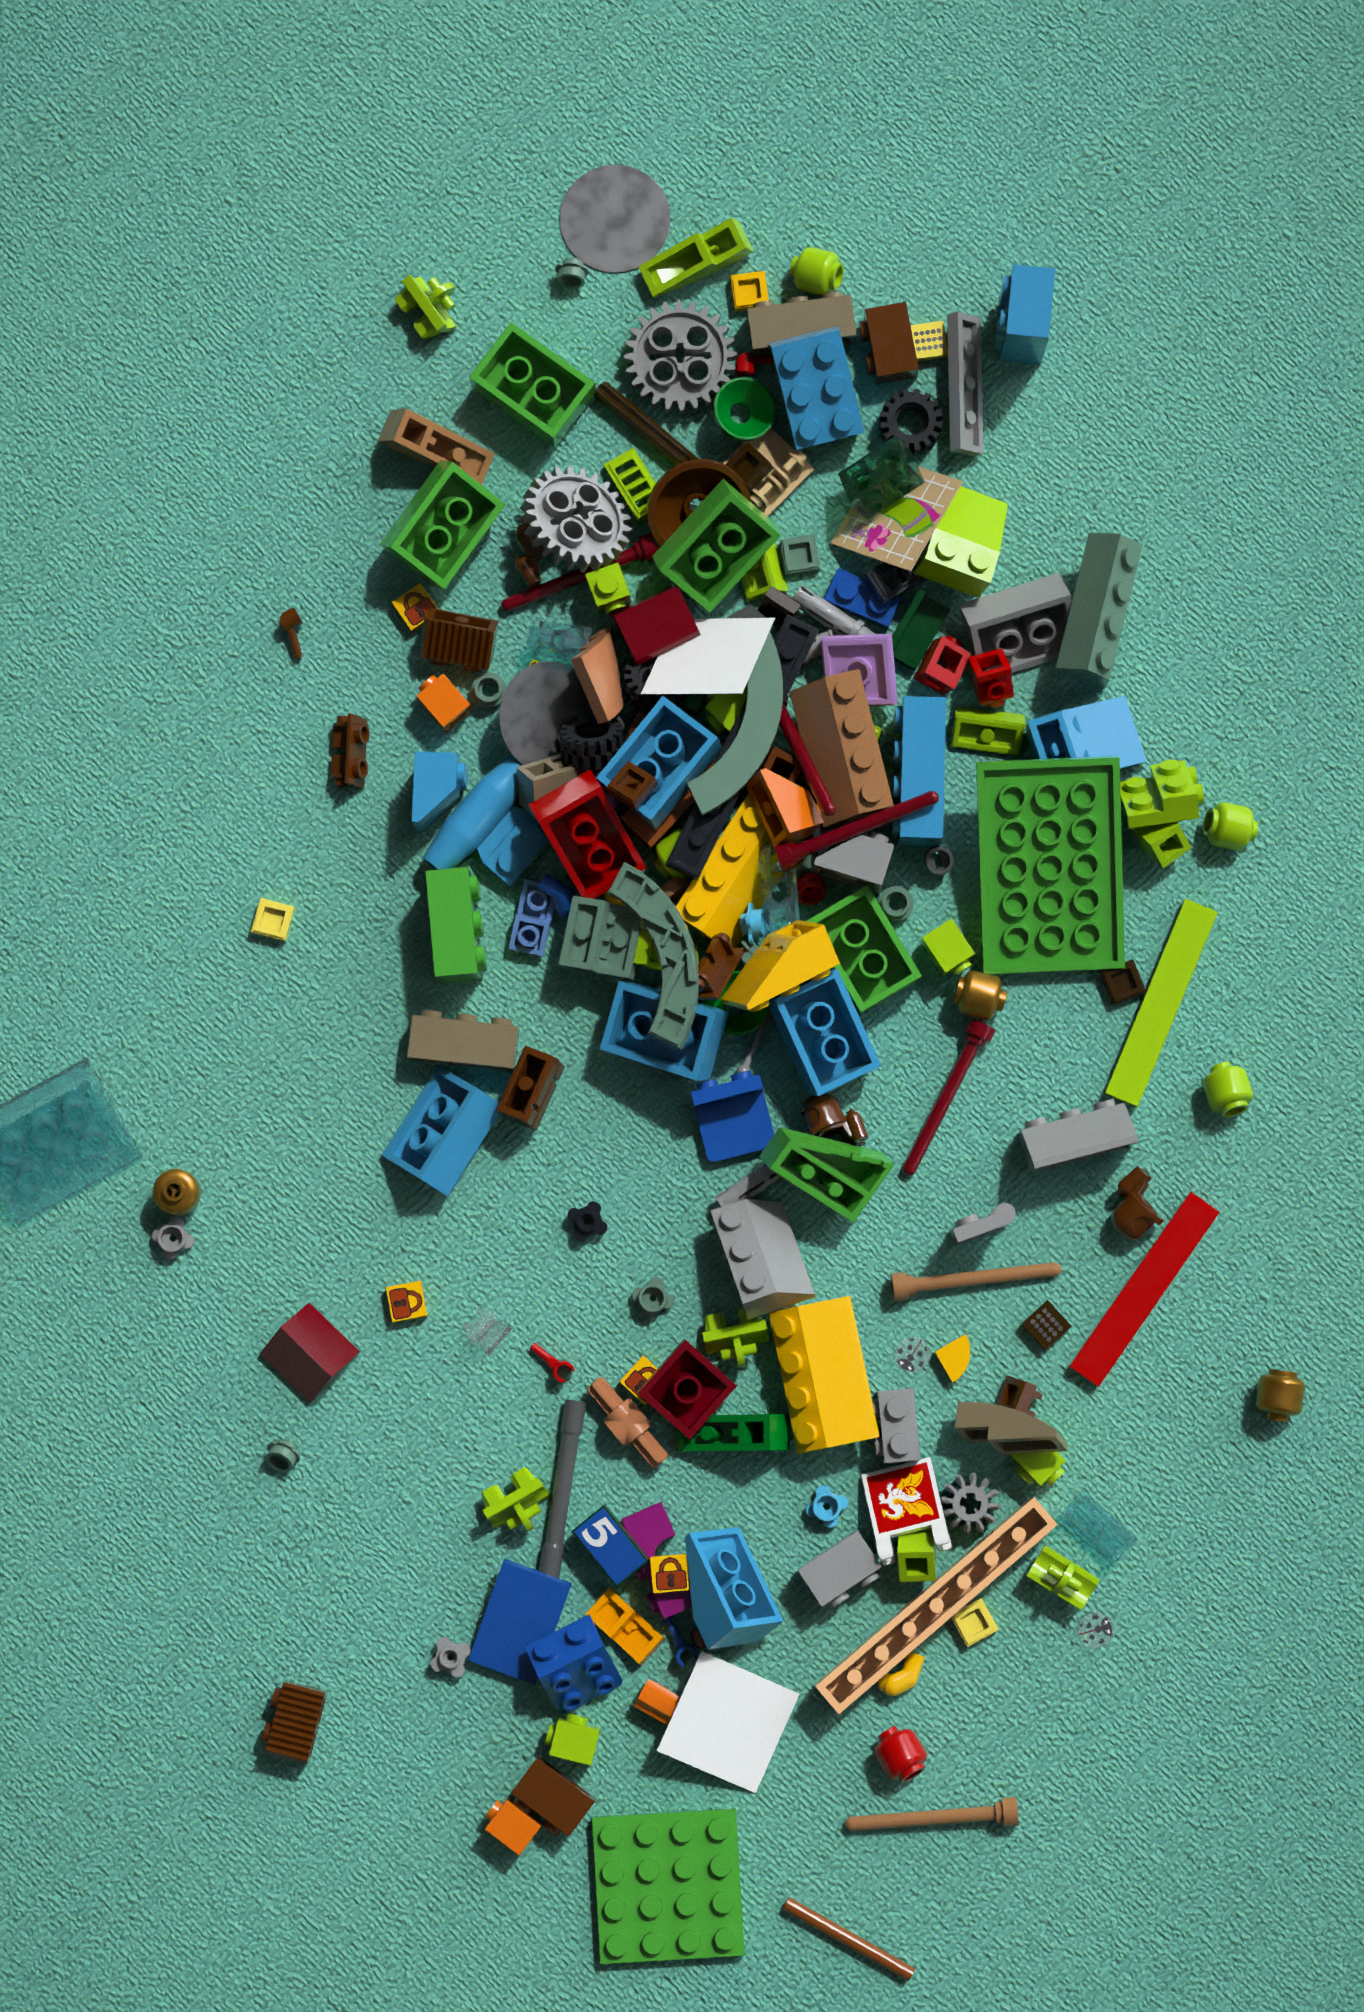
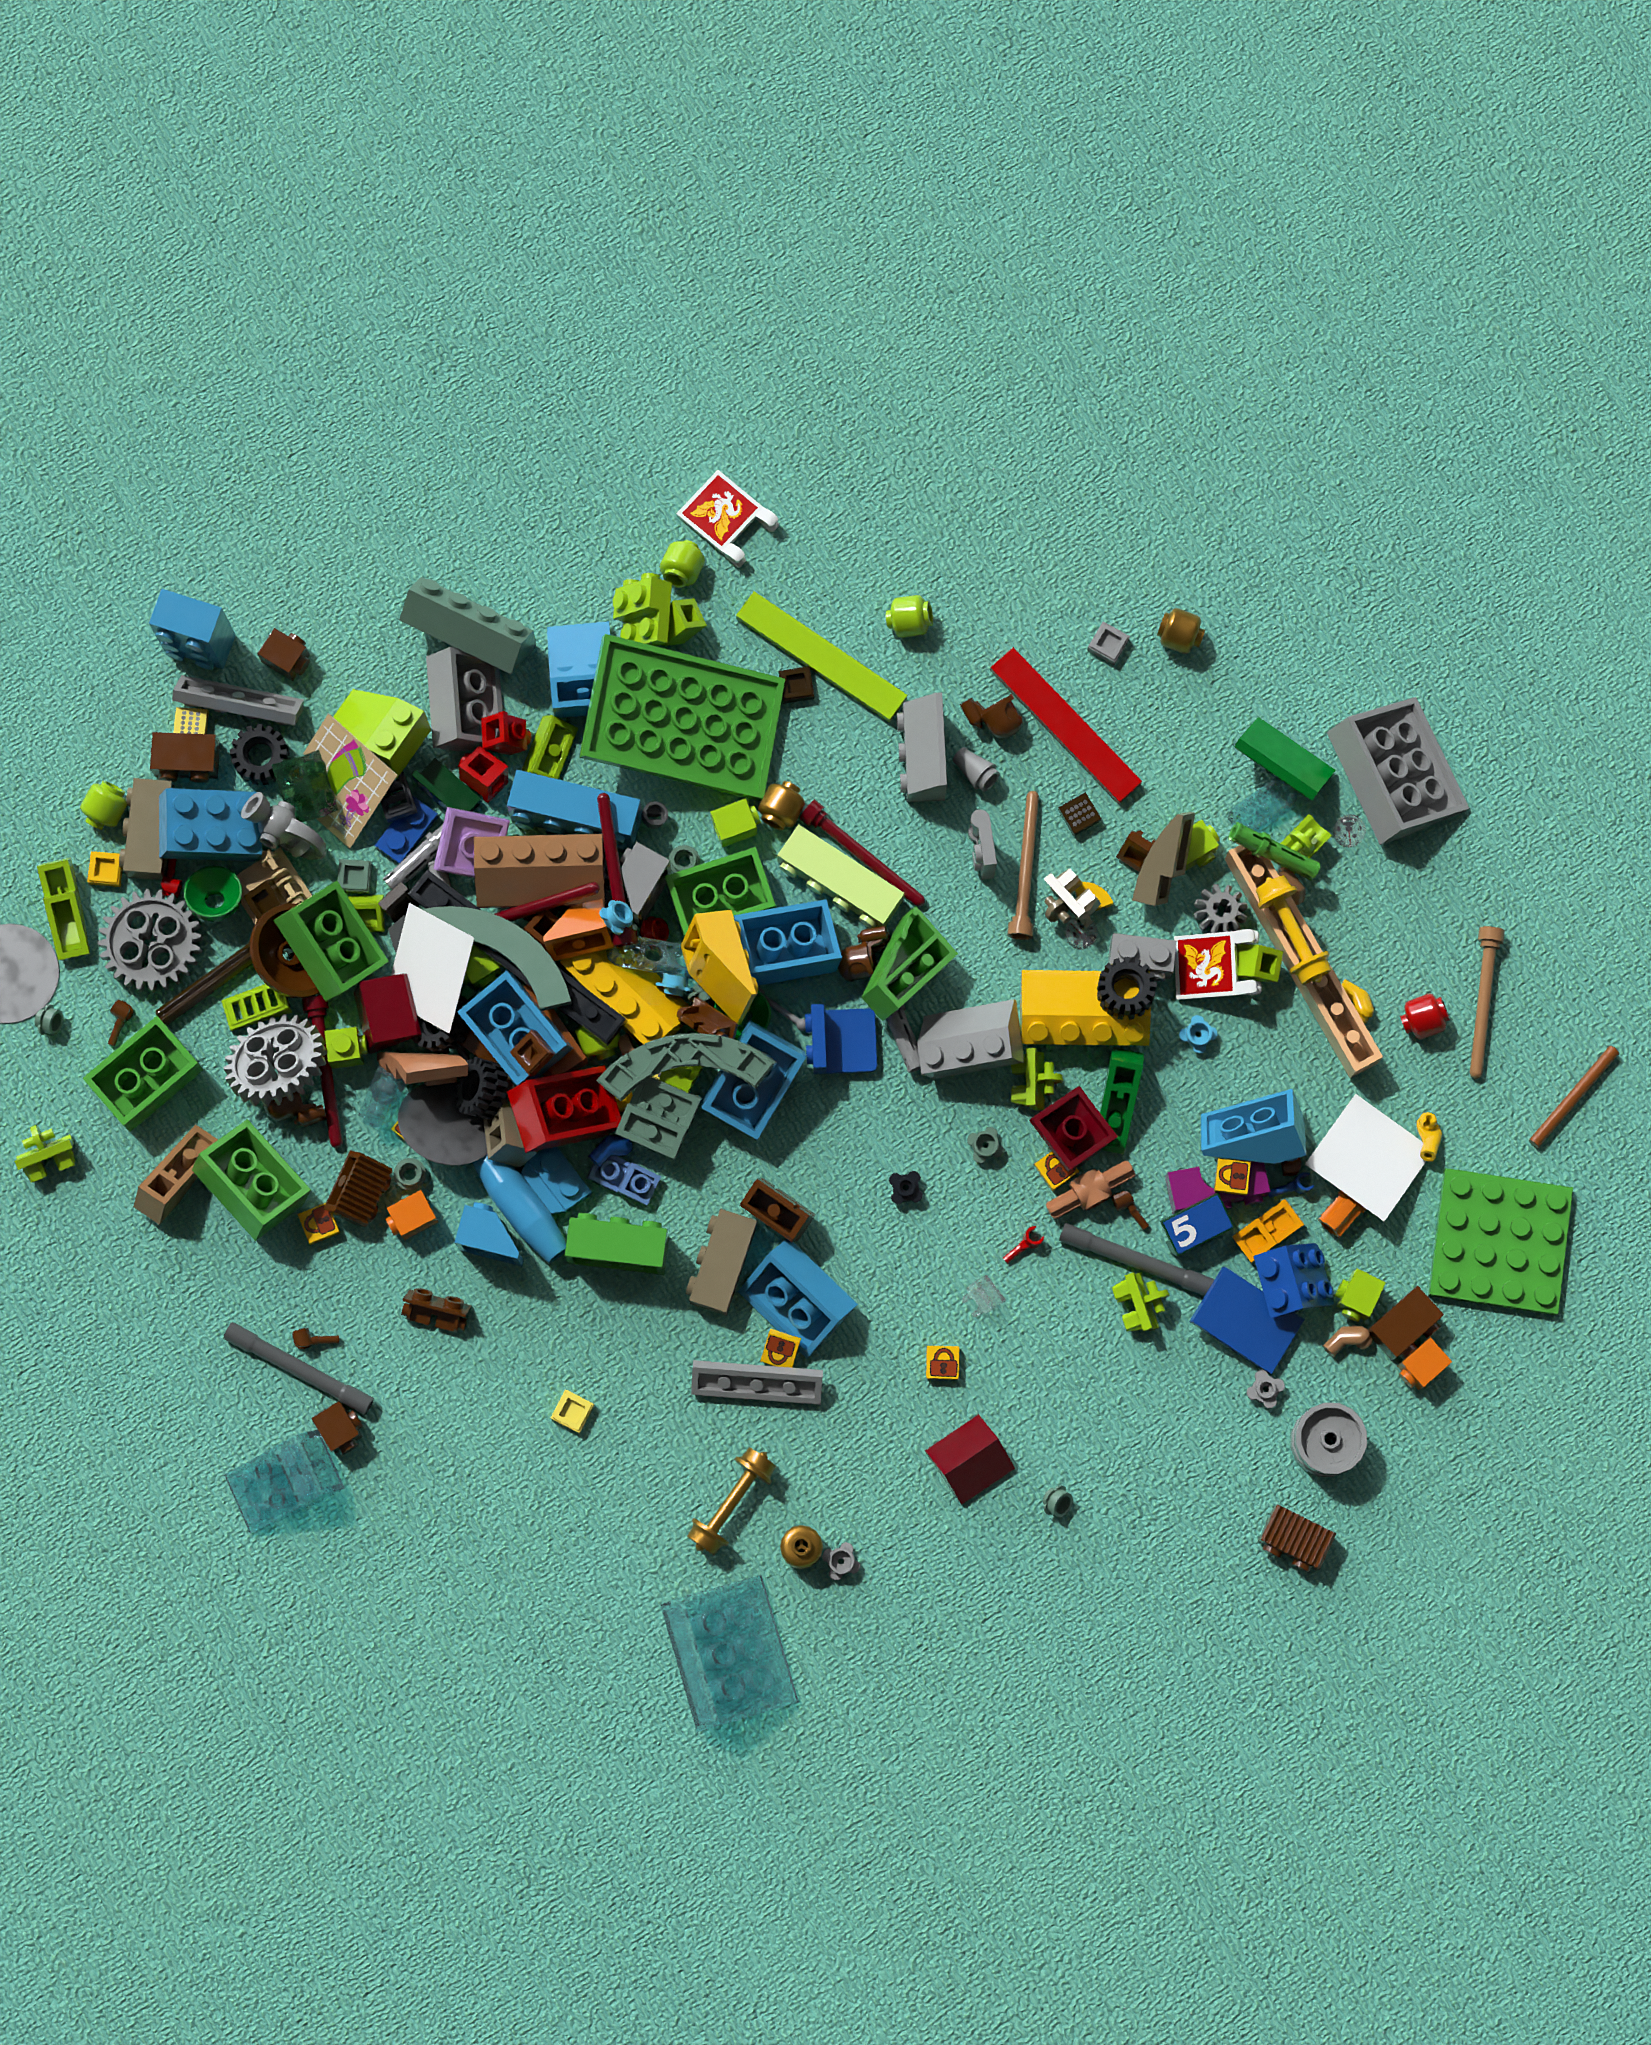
camera: 85 degrees left, 5 degrees down
(137, 637) = (284, 1480): none -> clear light blue slope
(168, 1089) = (756, 1466): none -> pearl gold piece
(202, 679) = (339, 1428): none -> reddish brown brick
(242, 677) = (344, 1393): none -> dark grey piece
(342, 1107) = (756, 1382): none -> light grey plate
(383, 1125) = (780, 1349): none -> tile
(411, 1714) = (1344, 1428): none -> light grey wheel
(527, 1735) = (1348, 1336): none -> medium nougat arm
(597, 348) = (123, 1012): none -> reddish brown hand
(624, 1461) = (1125, 1200): none -> reddish brown hand
(769, 1785) = (1430, 1136): none -> yellow arm
(803, 841) = (617, 916): none -> medium azure plate
(829, 461) = (282, 829): none -> light grey piece
(839, 1569) = (1256, 1032): light grey brick -> none
(871, 1409) = (1120, 1005): none -> black tyre
(913, 1076) = (839, 877): none -> yellowish green brick
(954, 1322) = (1081, 907): none -> dark tan hips
(974, 1622) = (1325, 929): light yellow tile -> none
(992, 1557) = (1275, 893): none -> yellow piece
(1011, 1579) = (1299, 896): none -> medium nougat arm
(1028, 422) = (285, 654): none -> reddish brown brick
(1045, 1534) = (1262, 845): none -> bright green pin
(1070, 1200) = (978, 770): none -> light grey cone
(1157, 1540) = (1284, 758): none -> green tile
(1176, 1670) = (1397, 769): none -> light grey slope
(1250, 1317) = (1108, 643): none -> light grey tile
(1301, 858) = (722, 513): none -> flag

